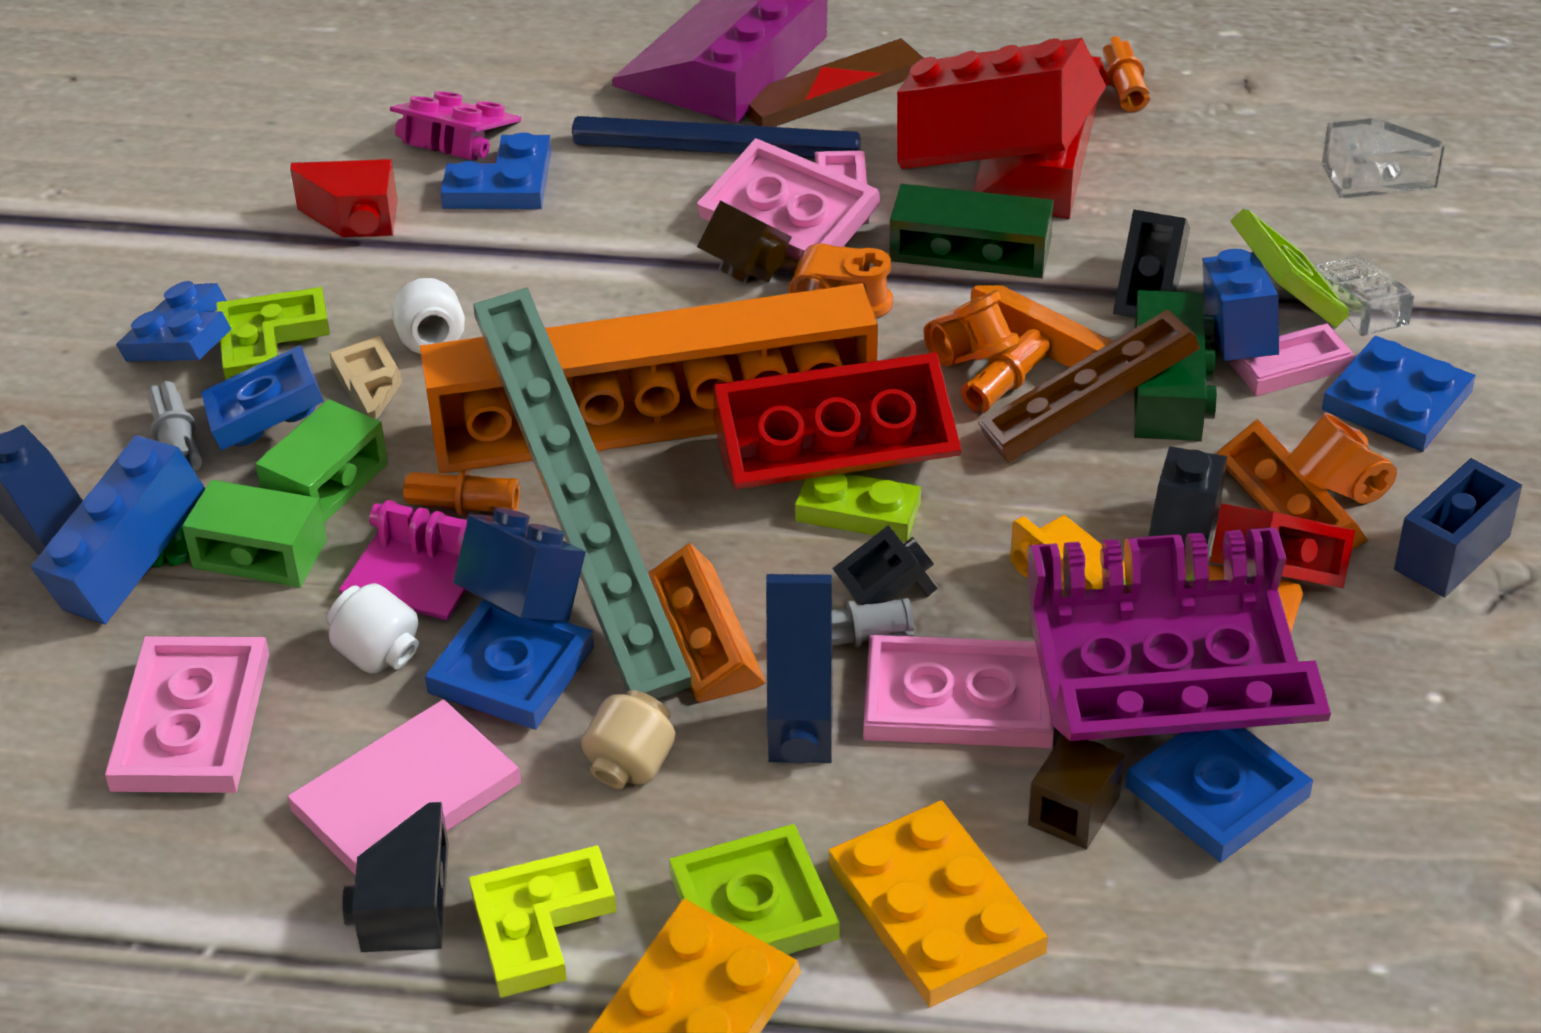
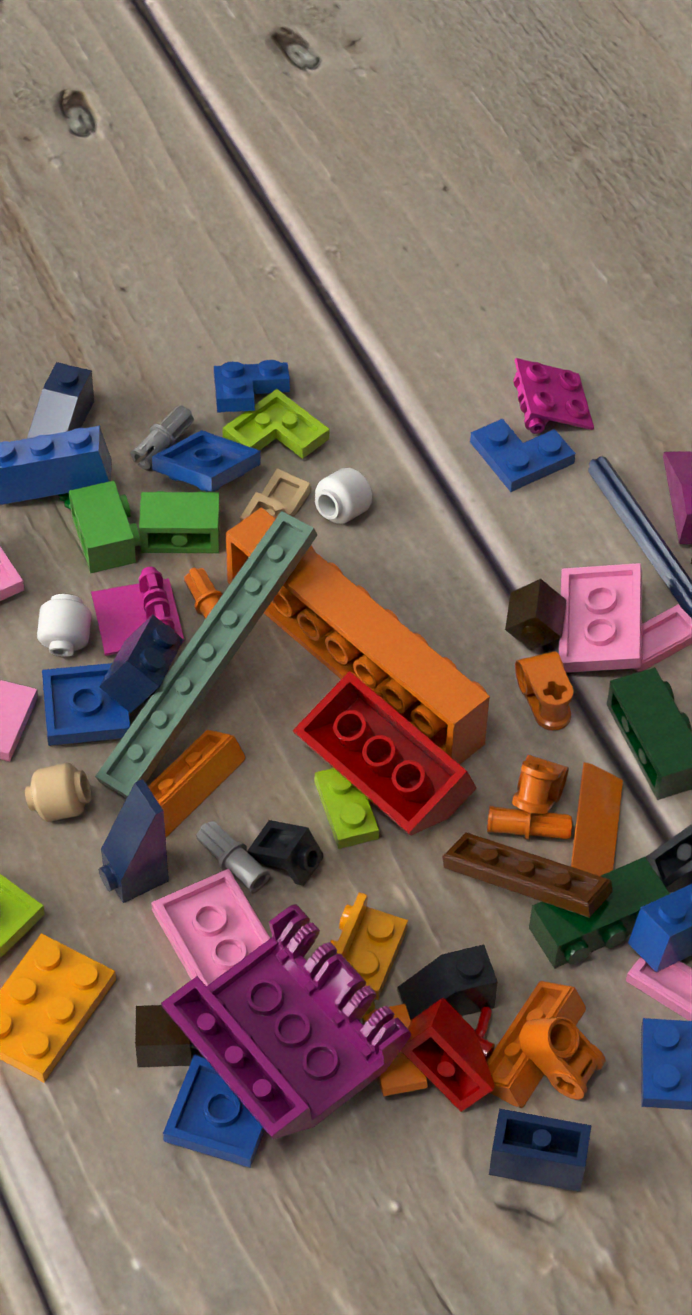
camera: 55 degrees right, 10 degrees up
(348, 196) = (429, 393): red slope -> none

